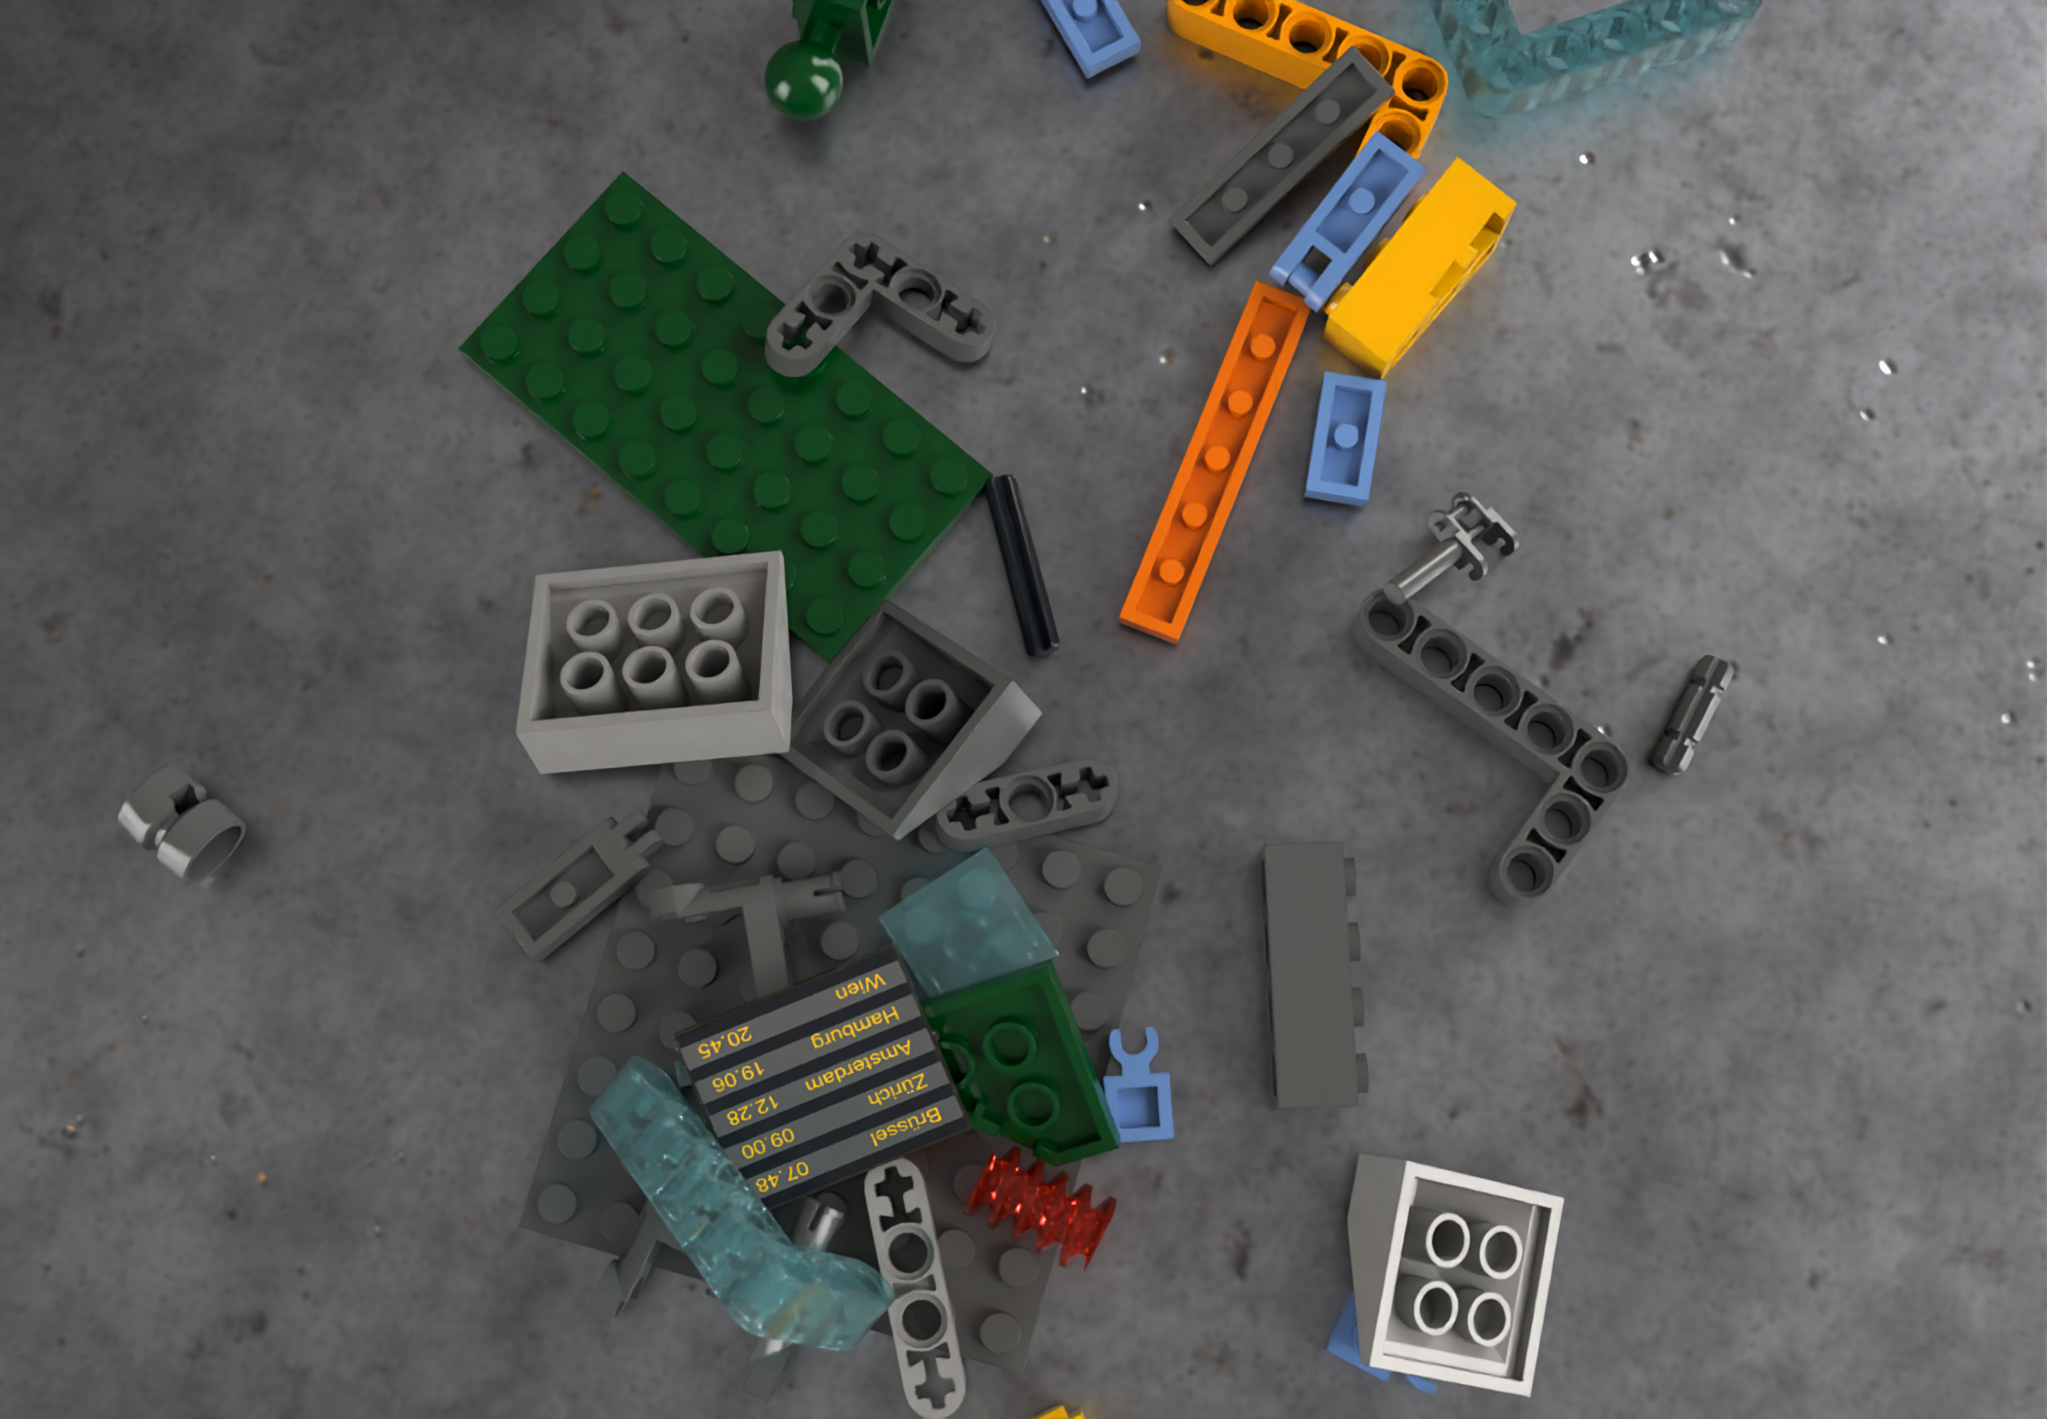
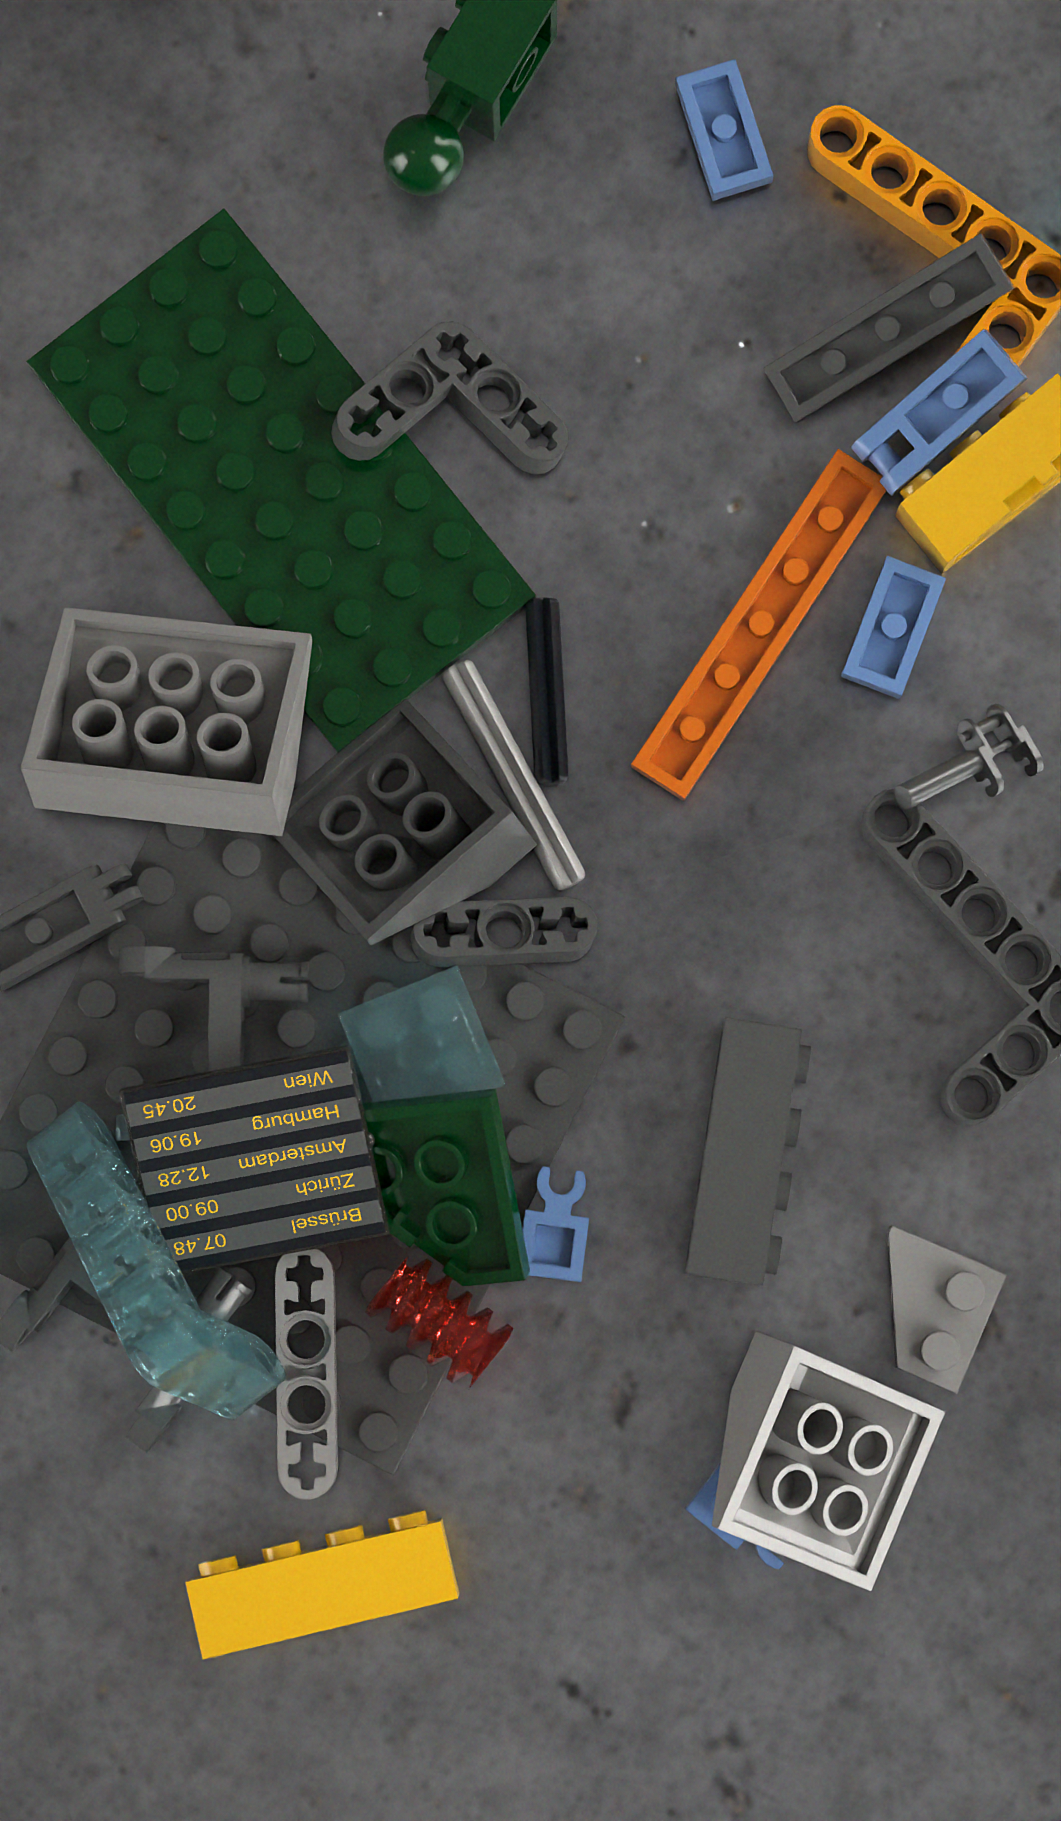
camera: 10 degrees right, 5 degrees up
(1005, 650) = (513, 774): none -> light grey axle
(1535, 1094) = (937, 1307): none -> light grey wing

